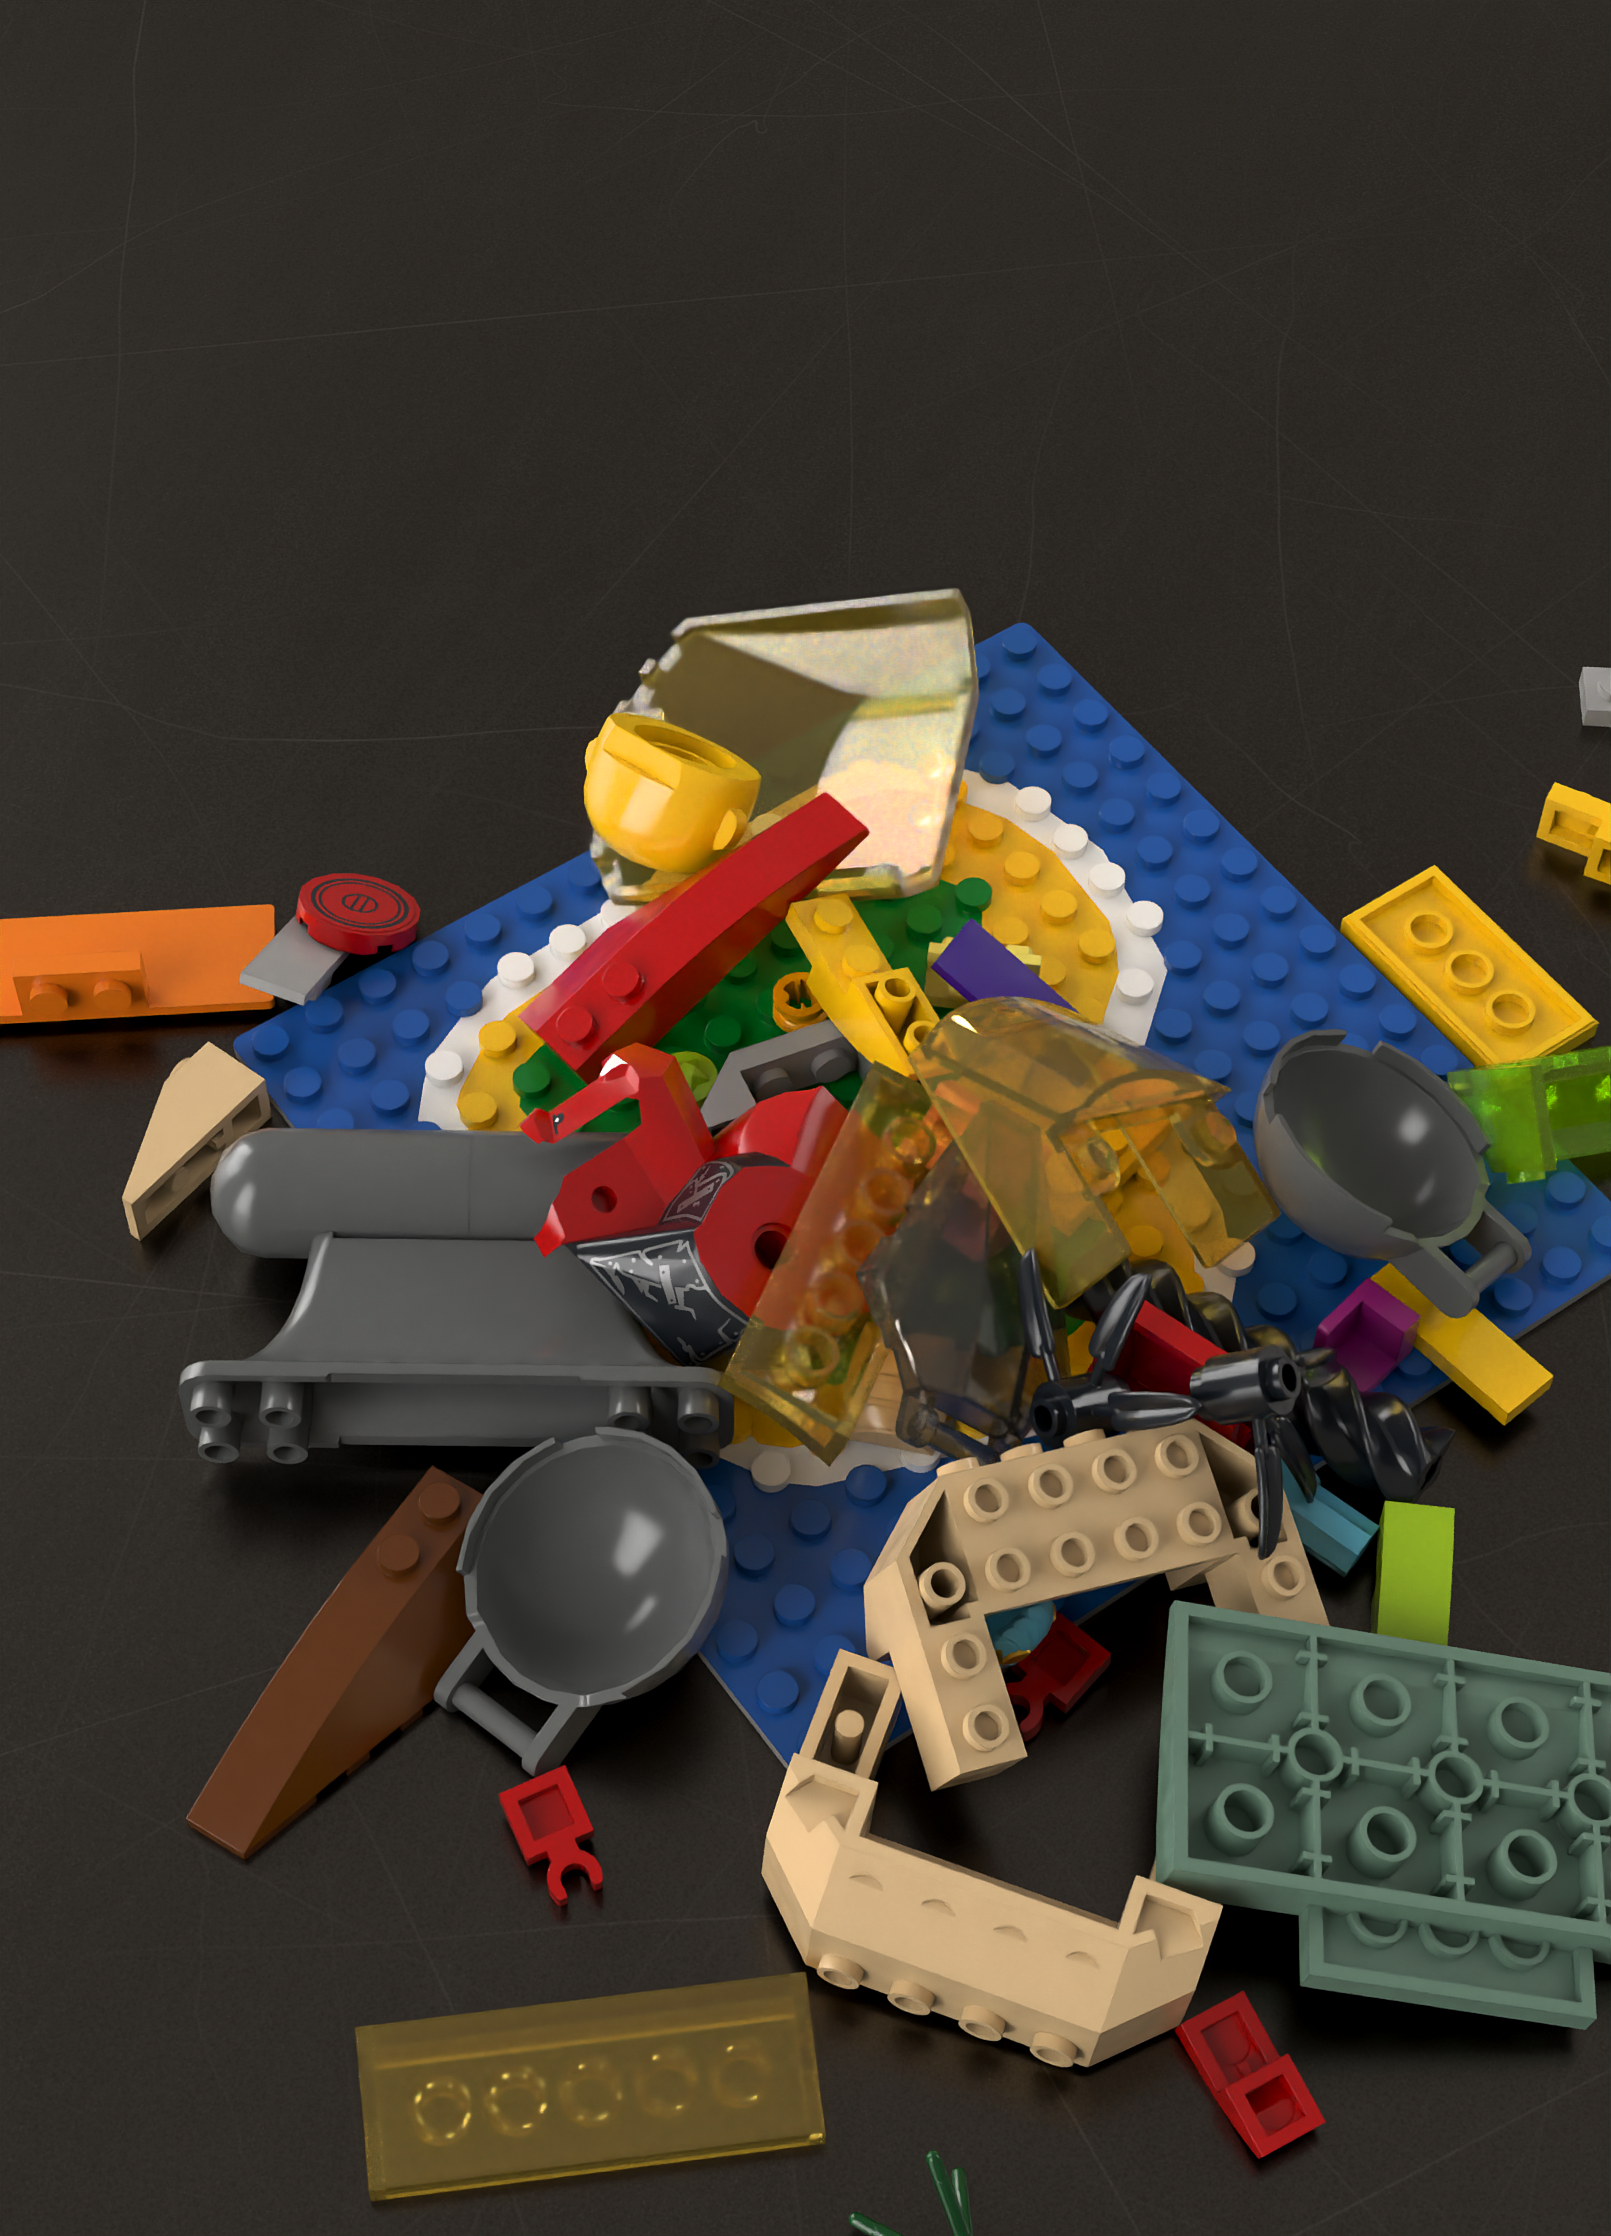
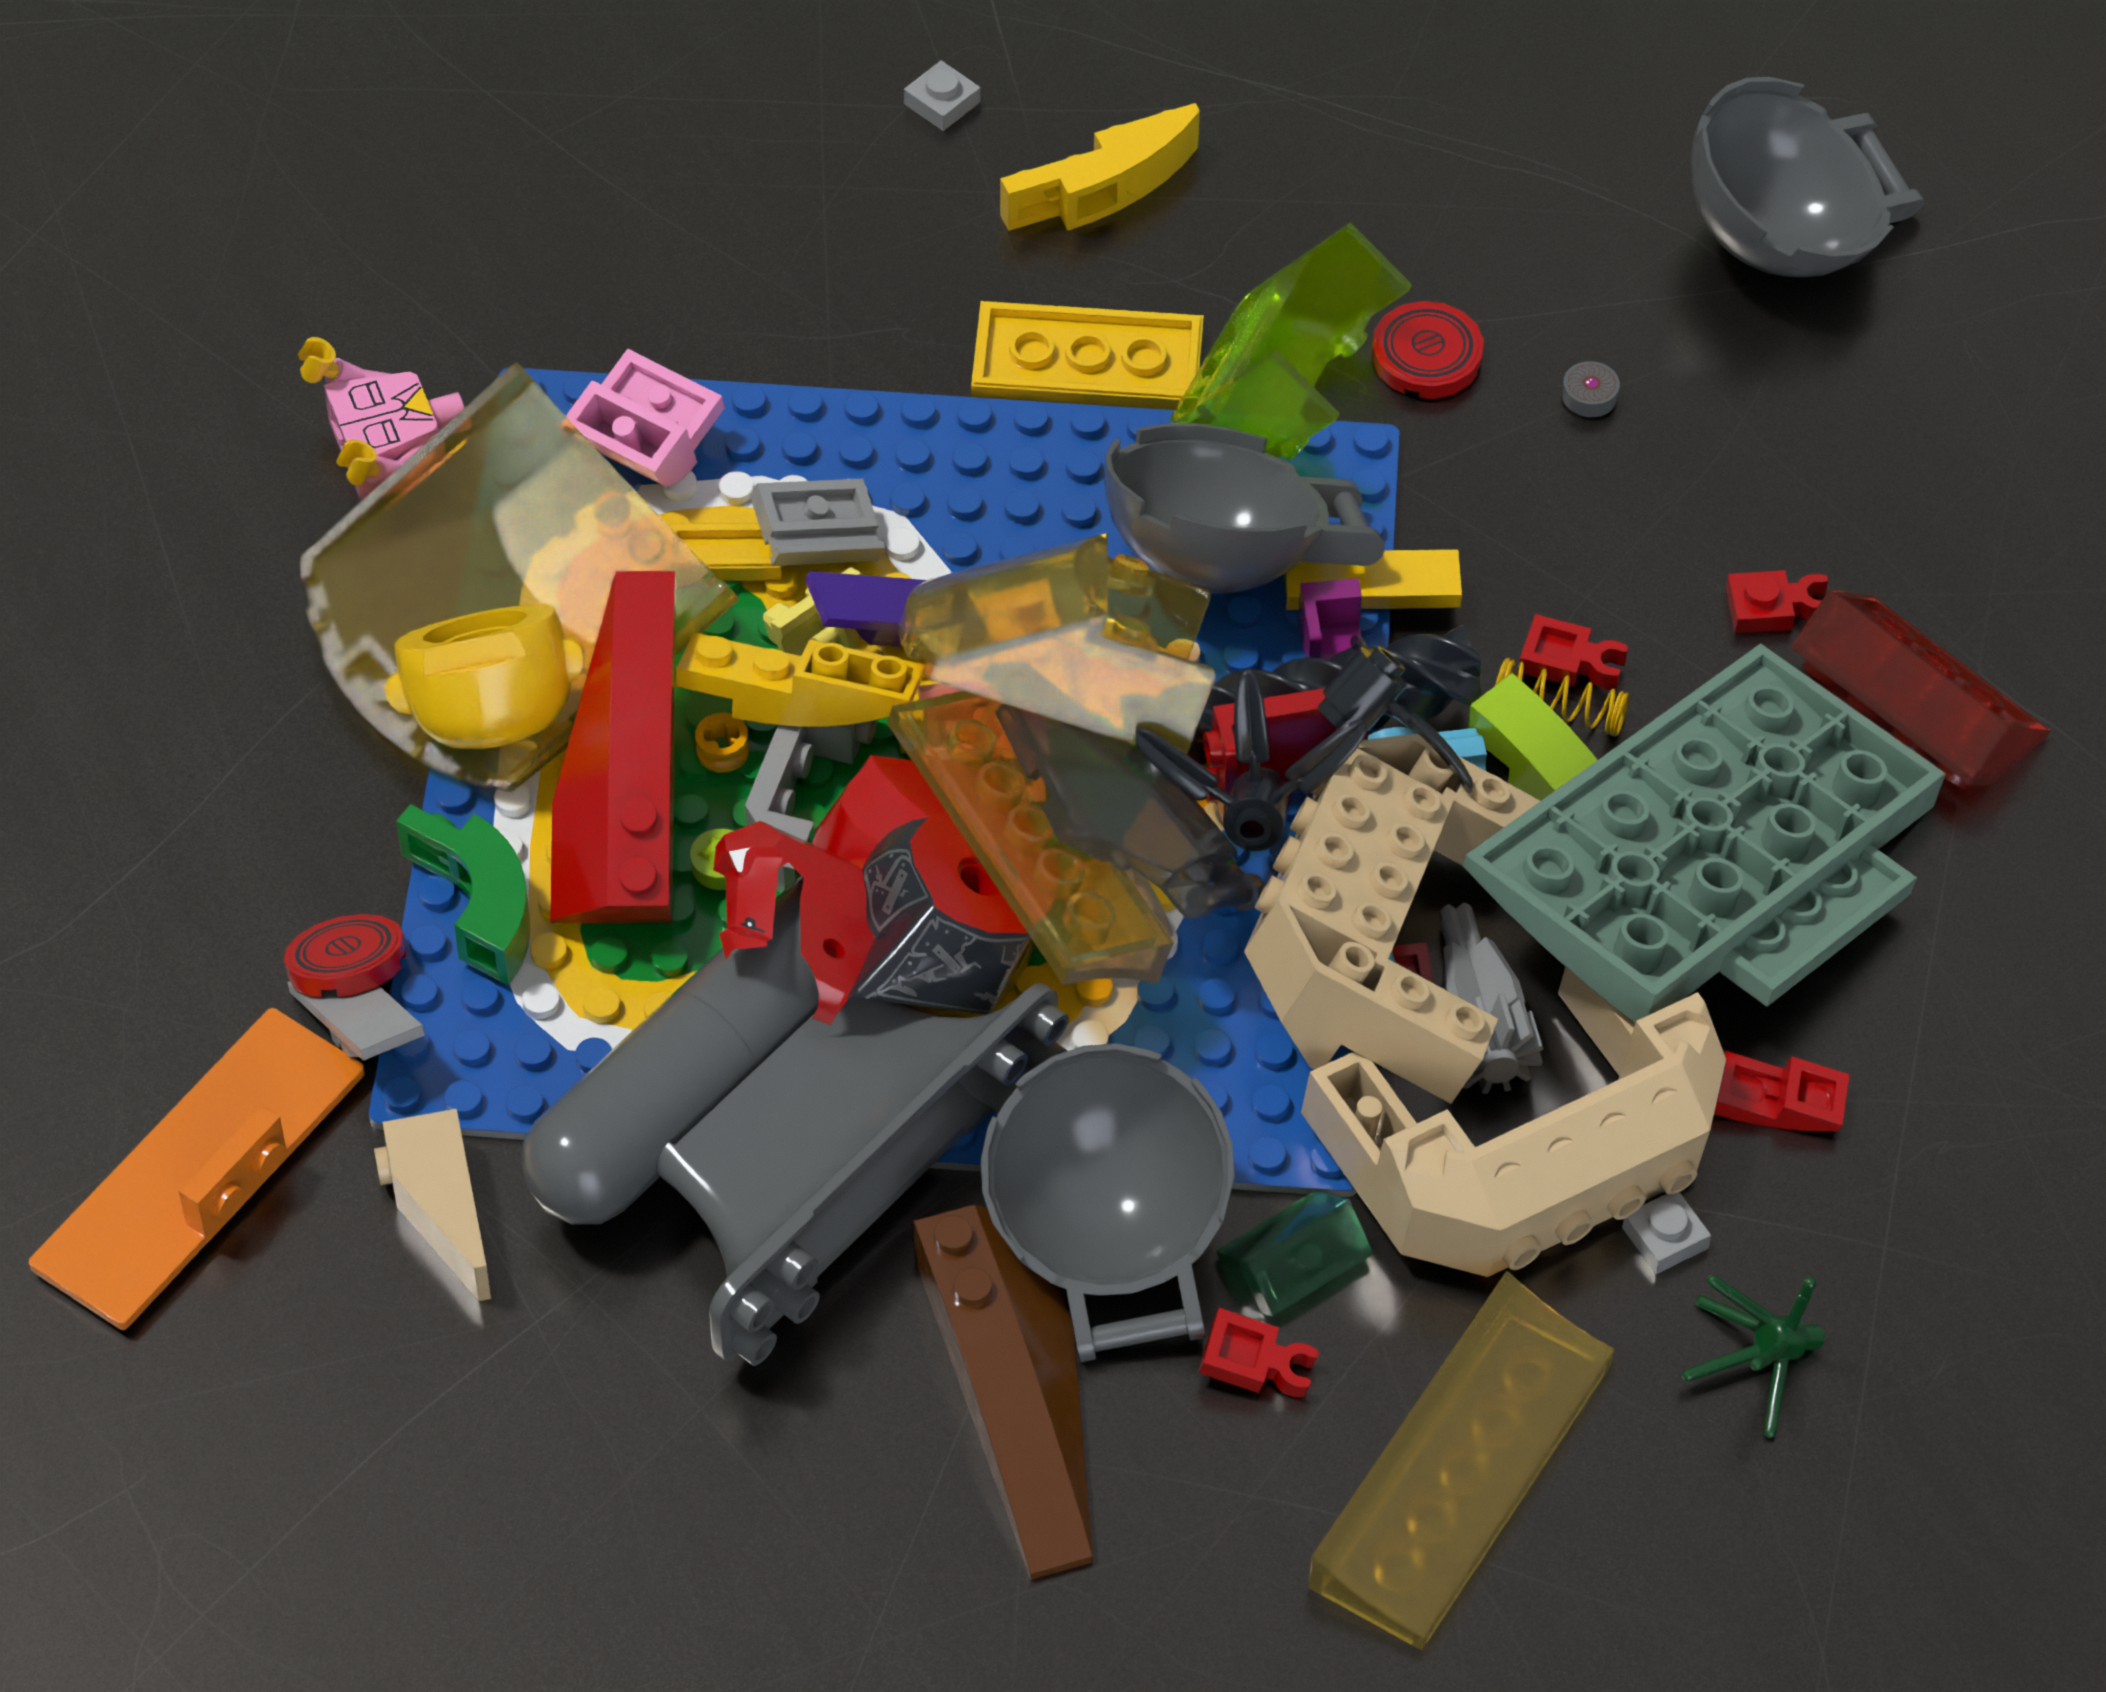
camera: 50 degrees left, 0 degrees up
(499, 961) = (481, 862): none -> green arch
(694, 1788) = (1298, 1250): none -> clear green panel
(875, 563) = (374, 414): none -> bright pink torso
(994, 875) = (730, 550): none -> yellow tile
(1003, 2086) = (1666, 1232): none -> light grey plate
(1046, 729) = (647, 418): none -> bright pink brick
(1073, 907) = (817, 522): none -> light grey plate
(1083, 1753) = (1484, 978): none -> light grey piece
(1515, 1626) = (1614, 717): none -> yellow piece
(1548, 1540) = (1567, 650): none -> red plate

